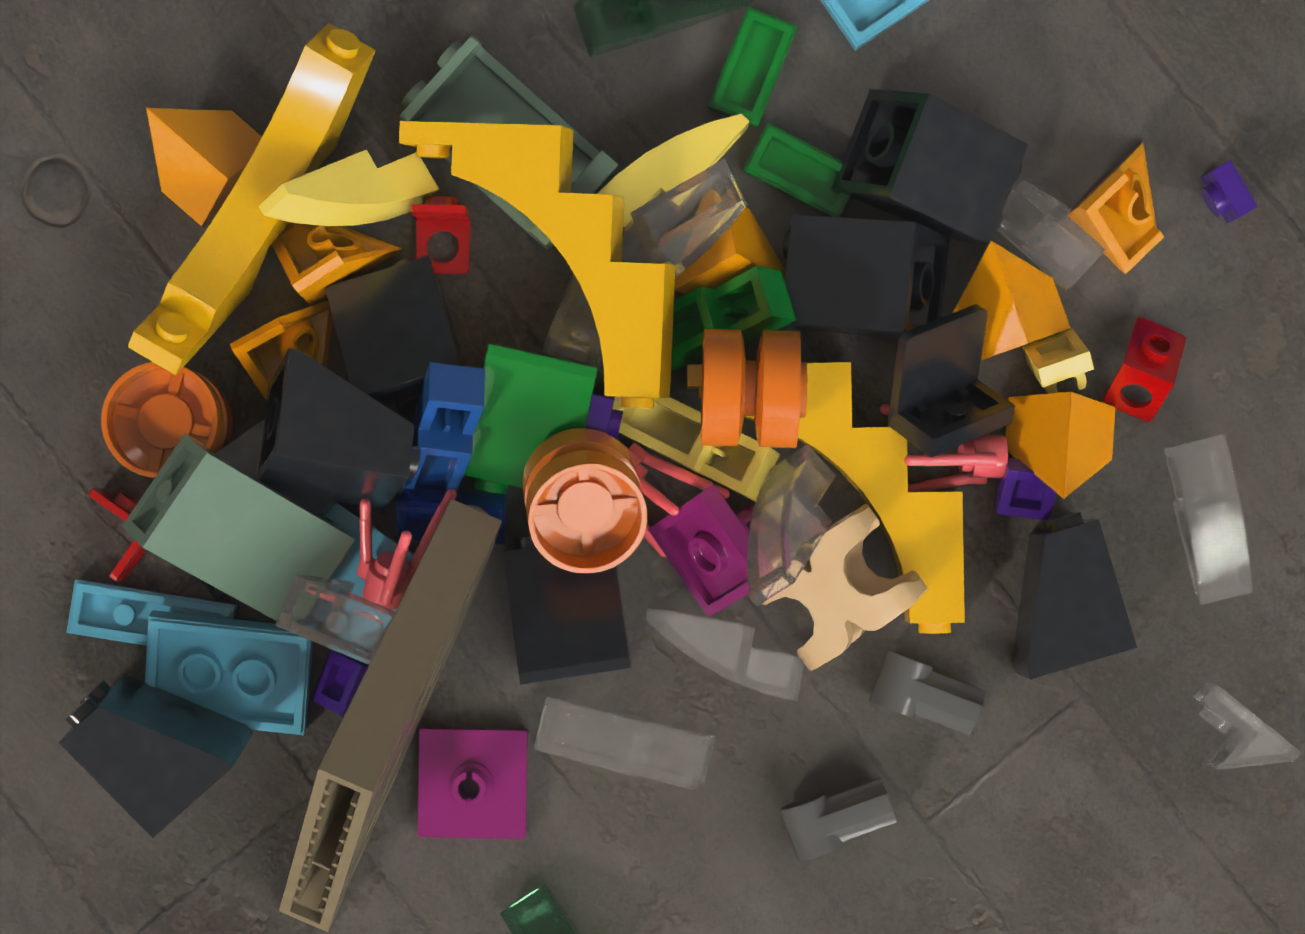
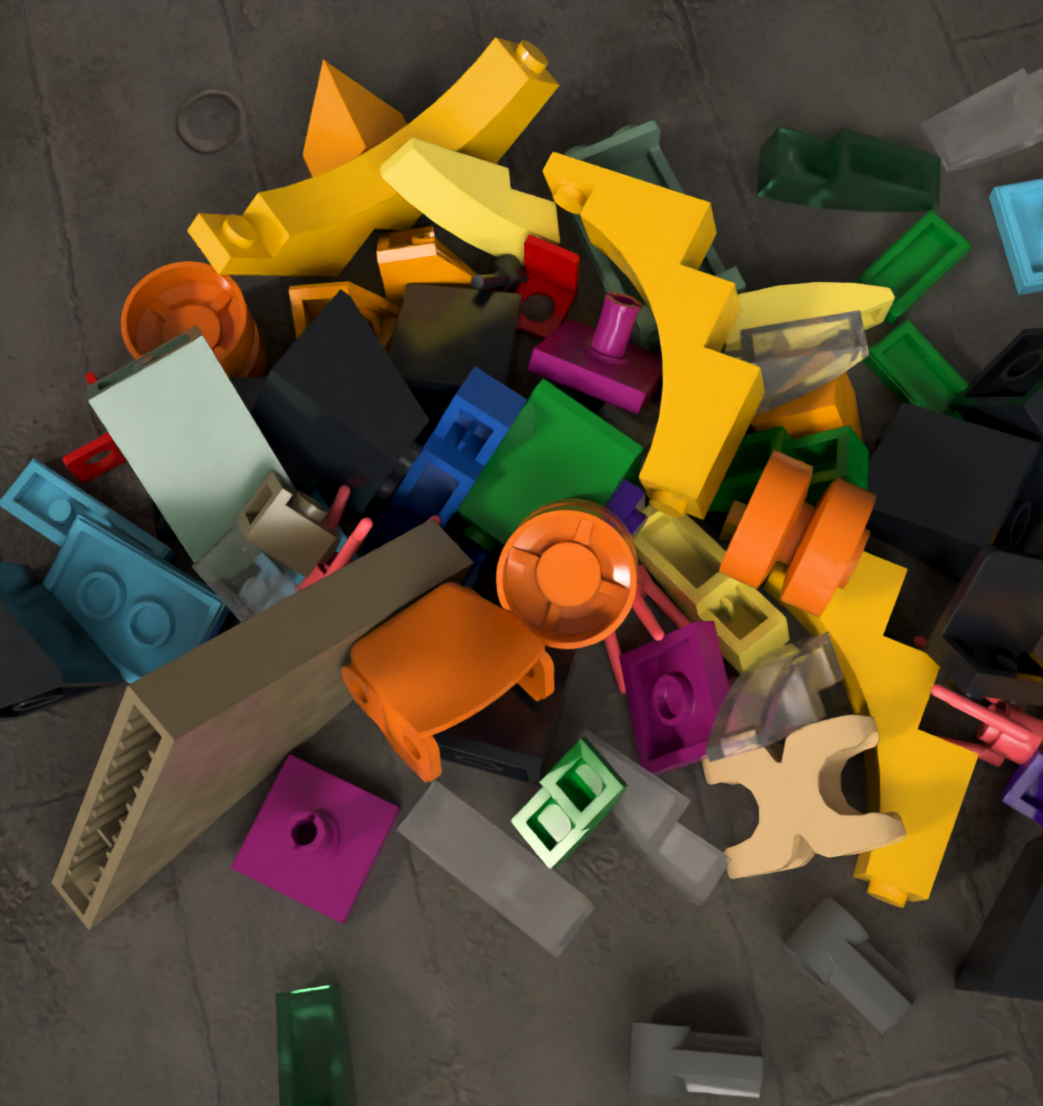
camera: 30 degrees right, 15 degrees down
(337, 559) = (288, 526): none -> dark tan brick
(403, 234) = (501, 275): none -> black hand
(523, 289) = (602, 358): none -> magenta tile
(523, 627) = (441, 667): none -> orange piece
(661, 672) = (569, 804): none -> slope

